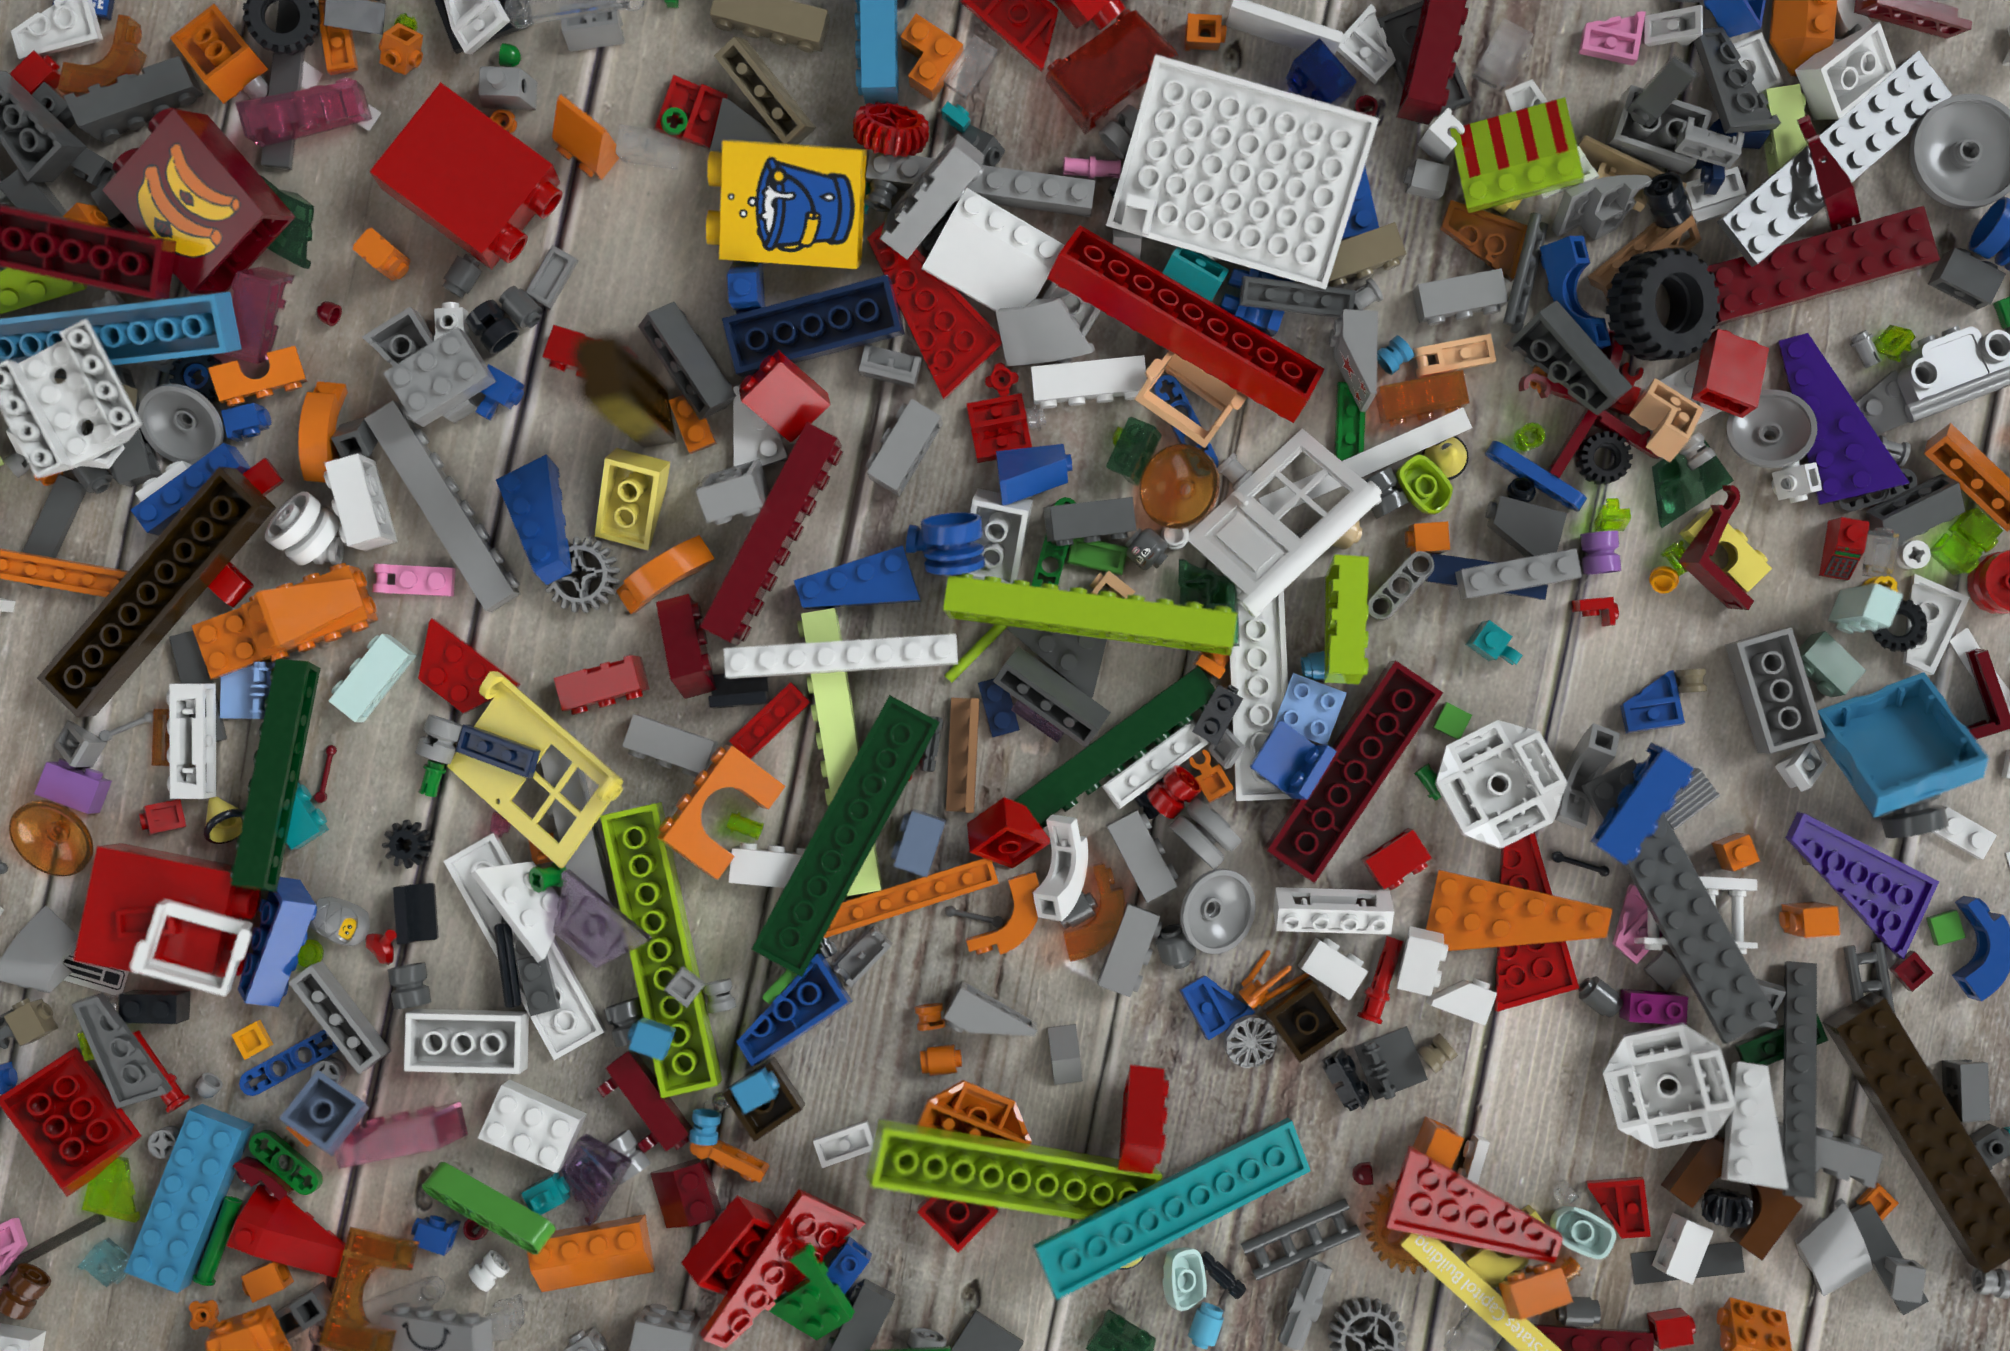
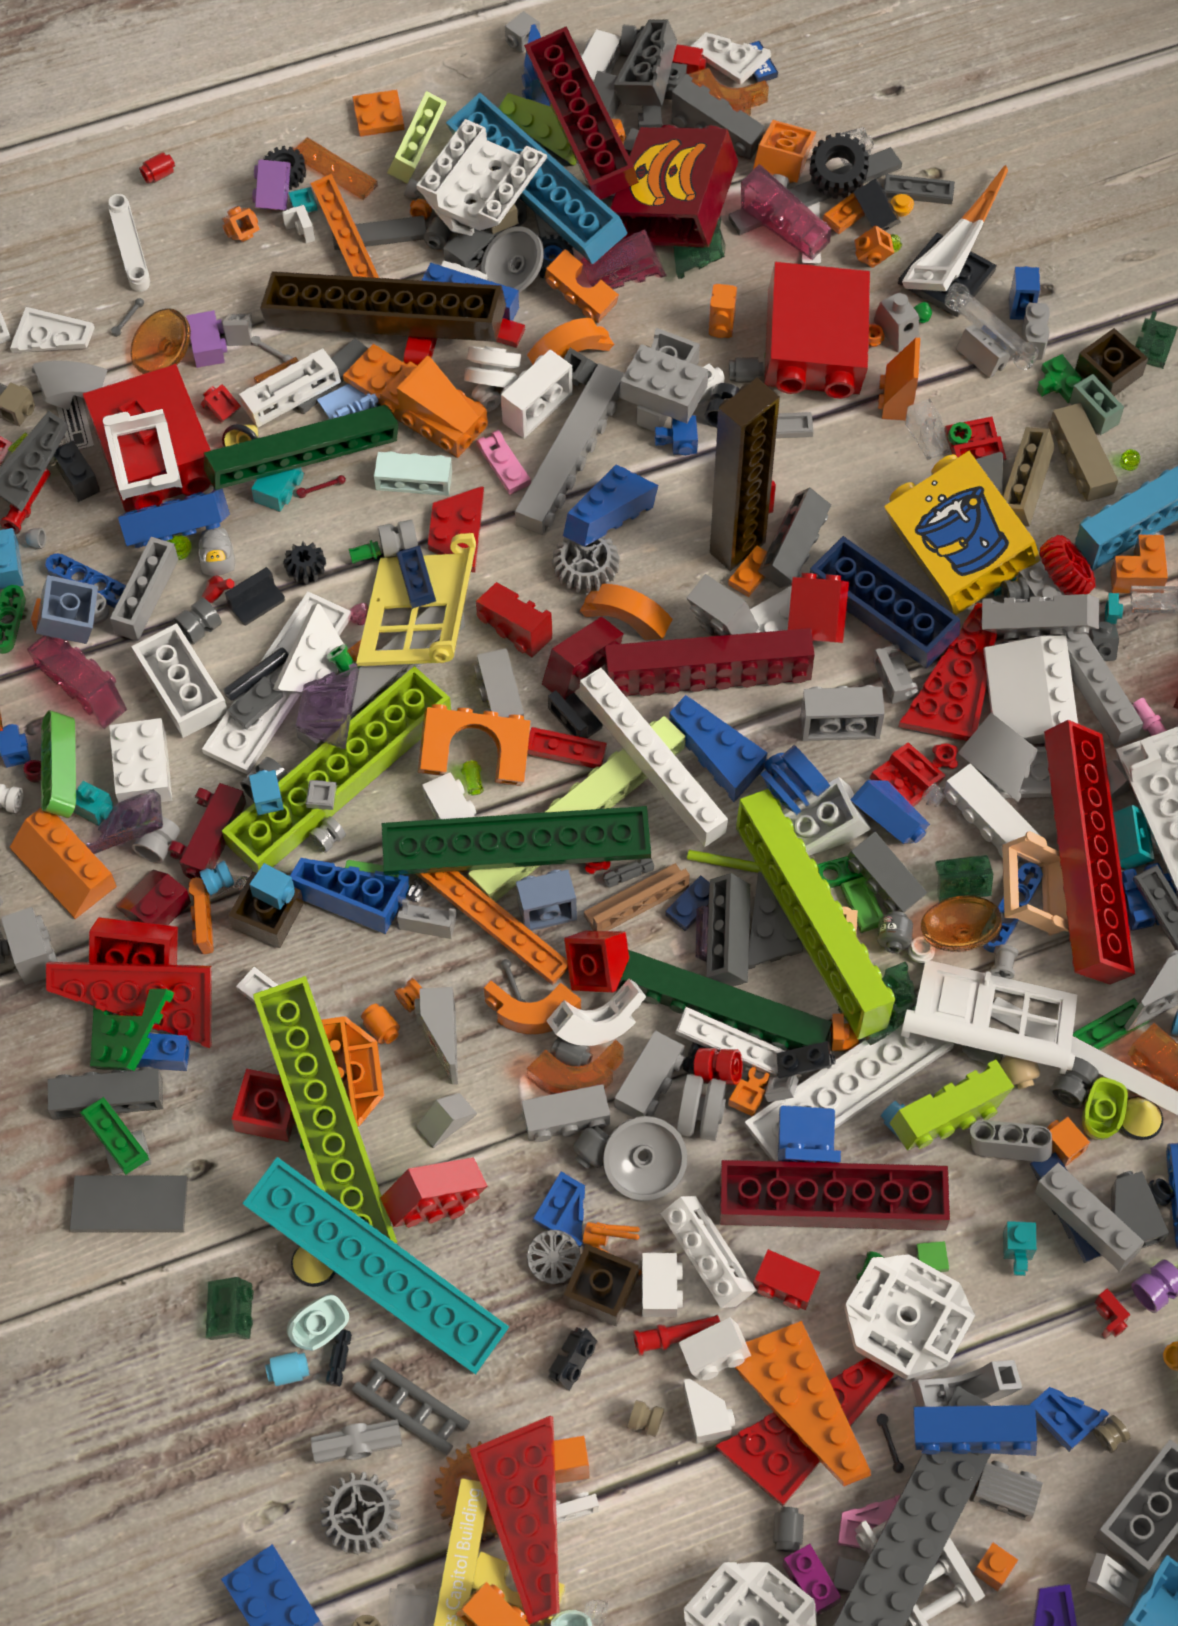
camera: 55 degrees right, 25 degrees down
(245, 421) = (542, 299): blue brick -> none
(252, 1039) = (89, 546): light orange plate -> none
(329, 313) = (660, 308): dark red hinge -> none
(631, 498) = (667, 560): light yellow slope -> none
(746, 286) = (879, 539): blue slope -> none
(1310, 708) = (862, 1132): light blue hinge -> none
(1363, 1173) = (502, 1422): dark red hinge -> none
(1390, 1063) = (611, 1387): dark grey hinge -> none

